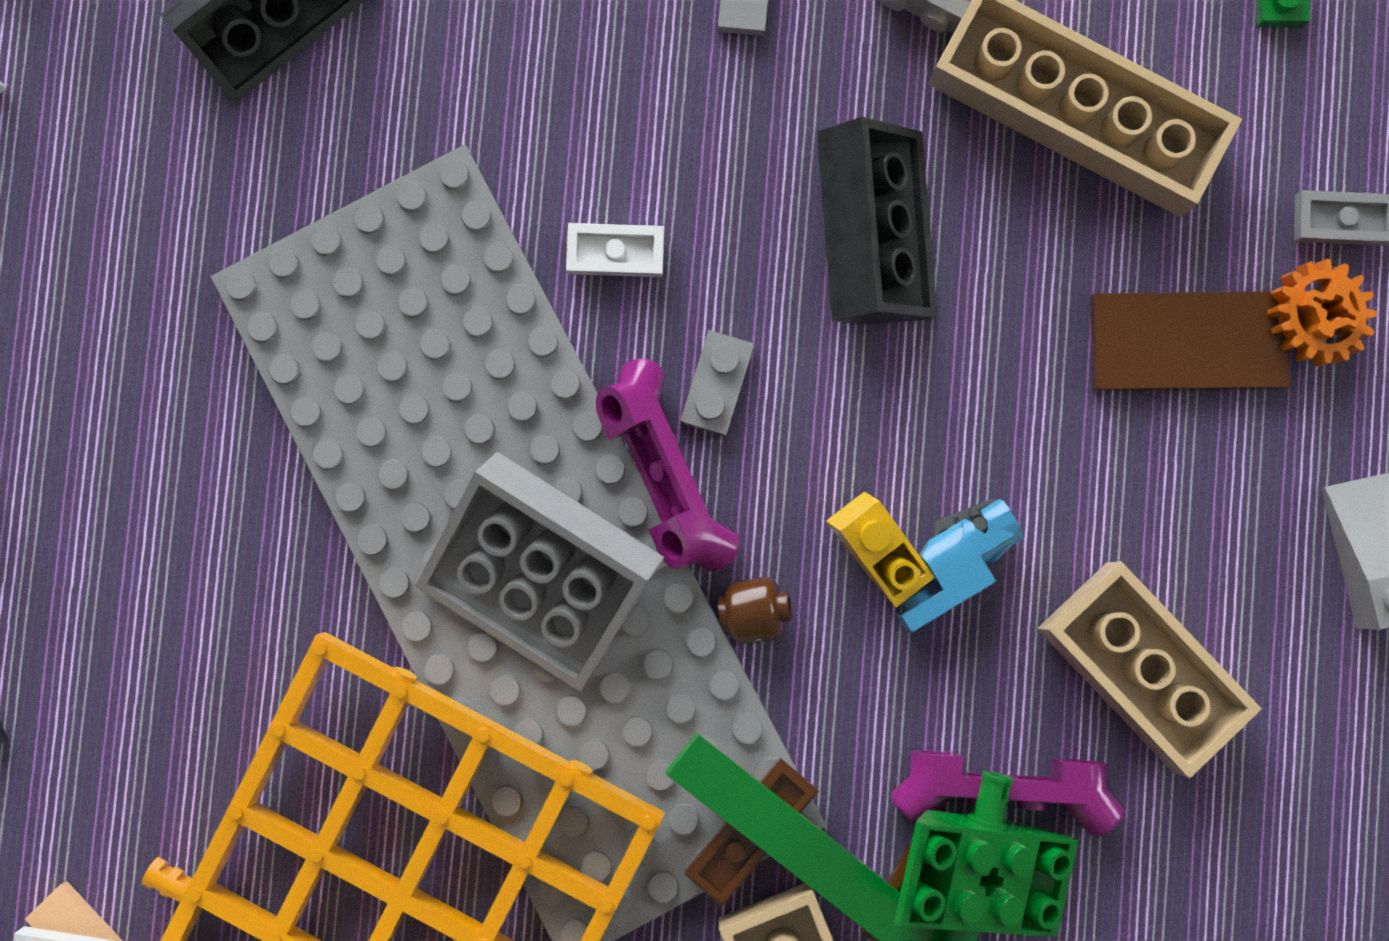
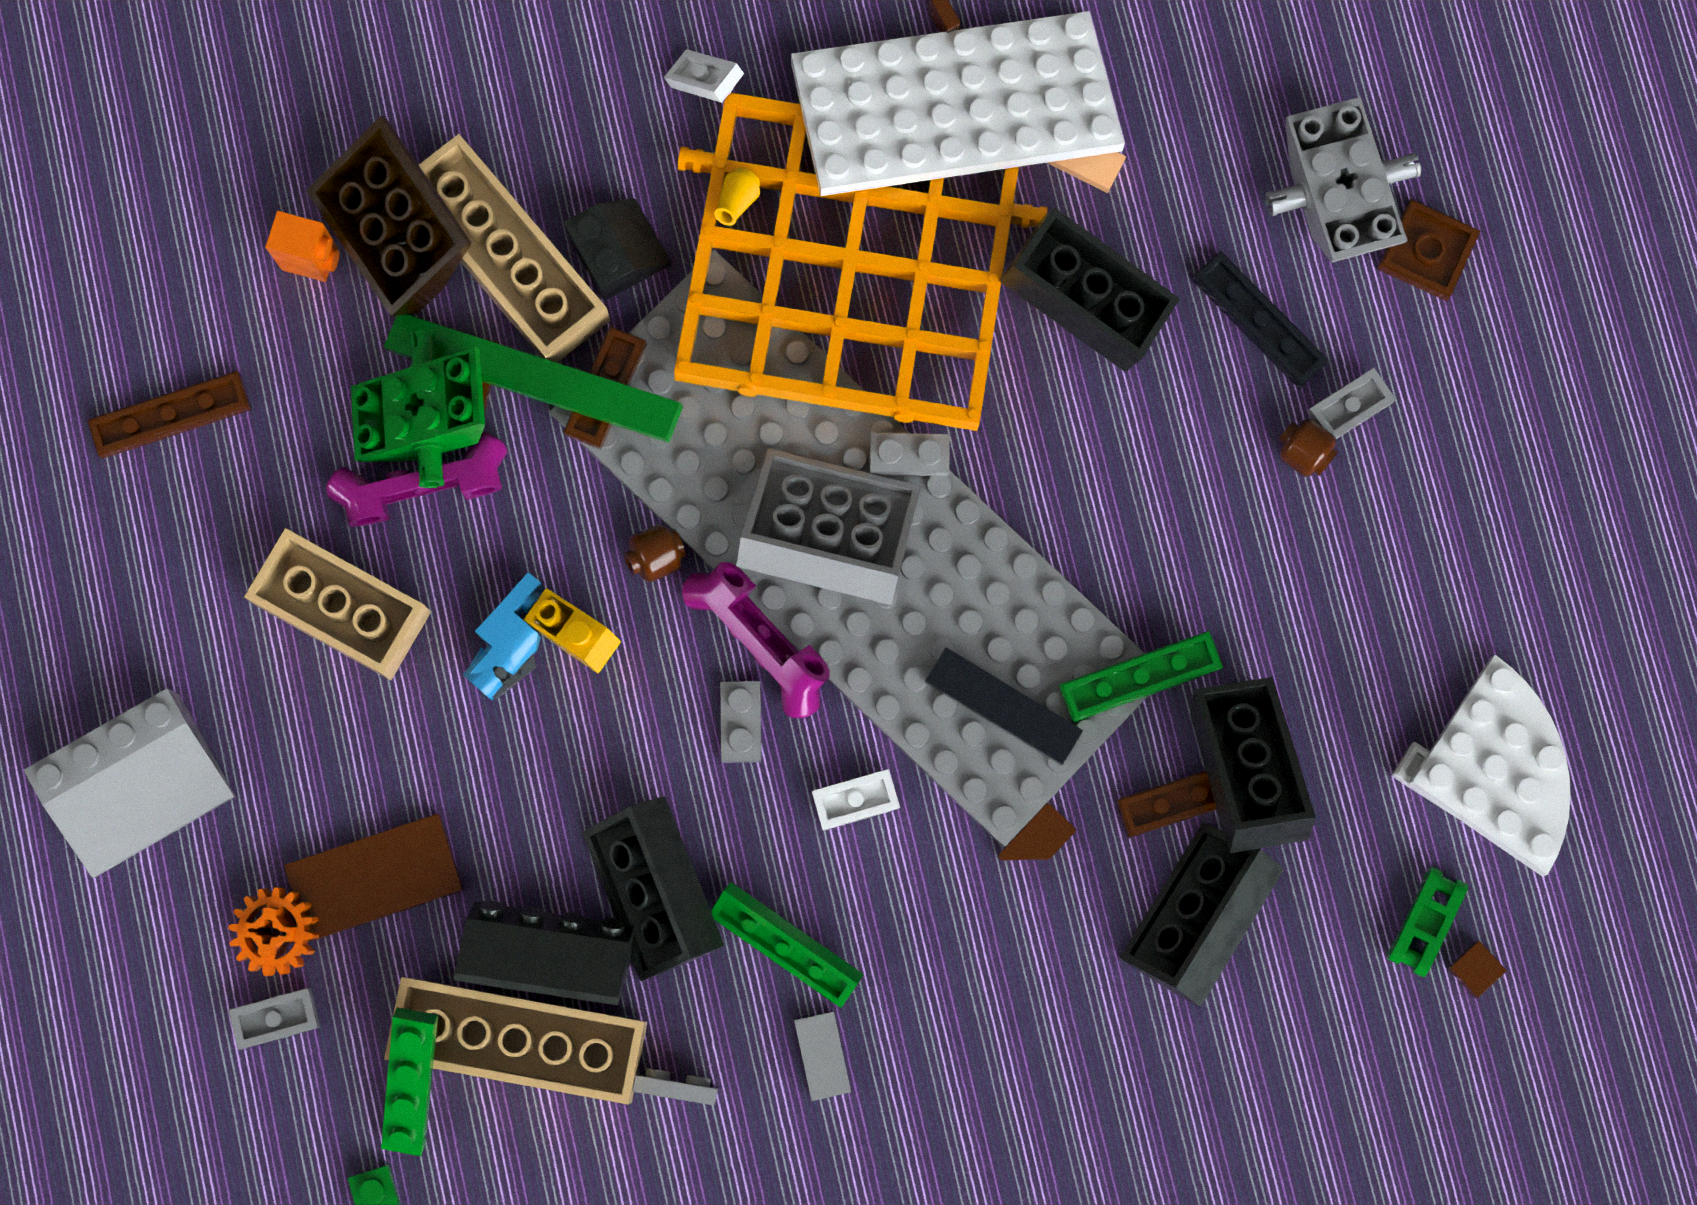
camera: 155 degrees right, 5 degrees down
(124, 759) = (1090, 290): none -> pearl dark grey brick
(146, 128) = (1251, 765): none -> pearl dark grey brick
(227, 134) = (1166, 804): none -> reddish brown tile
(240, 278) = (1140, 676): none -> green tile
(409, 295) = (1003, 706): none -> black tile
(414, 629) = (909, 454): none -> light grey plate
(423, 141) = (1040, 837): none -> reddish brown tile
(747, 114) = (786, 944): none -> green plate
(1025, 181) = (545, 952): none -> pearl dark grey slope
(1220, 87) = (409, 1081): none -> green plate

